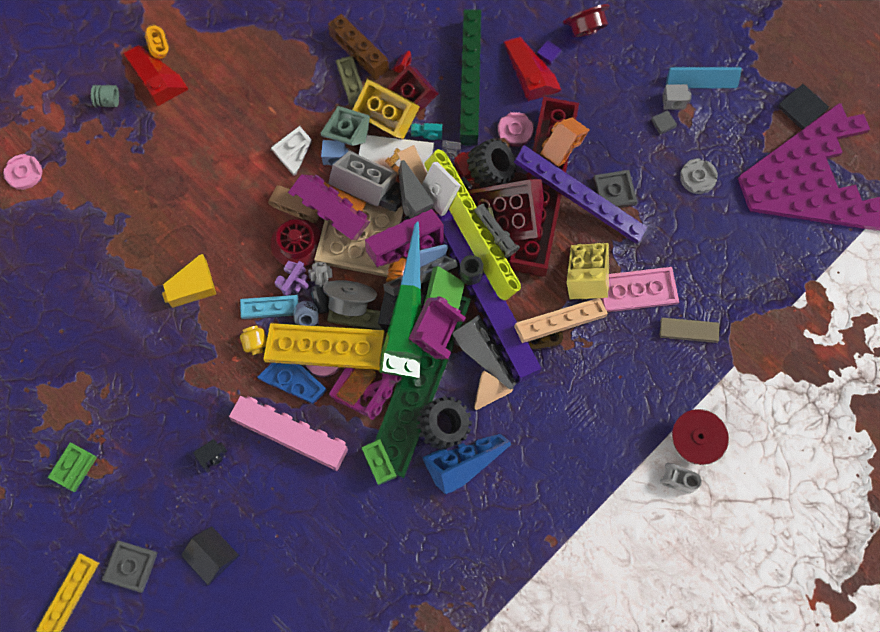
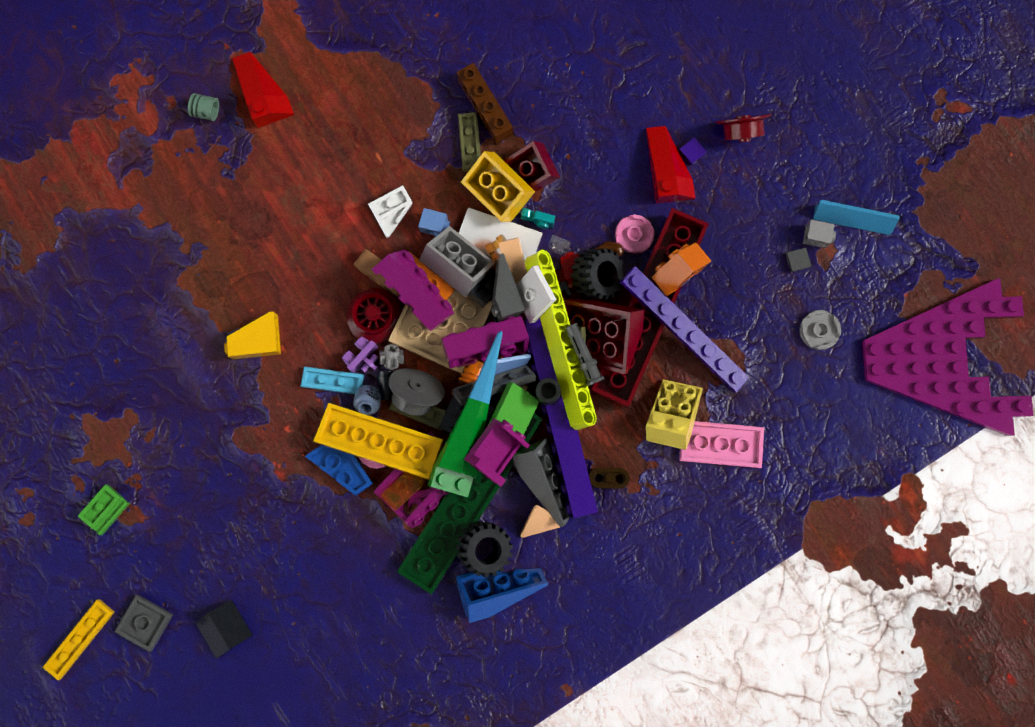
camera: 15 degrees right, 10 degrees up
(23, 171) = (104, 175): bright pink tile -> none
(157, 46) = (269, 55): light orange plate -> none
(210, 454) = (242, 527): black brick -> none
(253, 340) = (308, 415): yellow head -> none
(288, 432) = (325, 522): bright pink brick -> none
(347, 126) = (452, 199): sand green slope -> none
(379, 462) = (409, 575): bright green plate -> none
(402, 62) = (529, 131): red slope -> none
(470, 77) = (599, 164): dark green brick -> none
(560, 320) = (630, 463): light nougat plate -> none
(616, 188) = (726, 326): dark grey tile -> none
(679, 478) = (711, 655): light grey piece -> none
(689, 330) = (765, 500): dark tan tile -> none
(700, 437) = (744, 622): dark red piece -> none
(803, 106) = (957, 273): black tile -> none

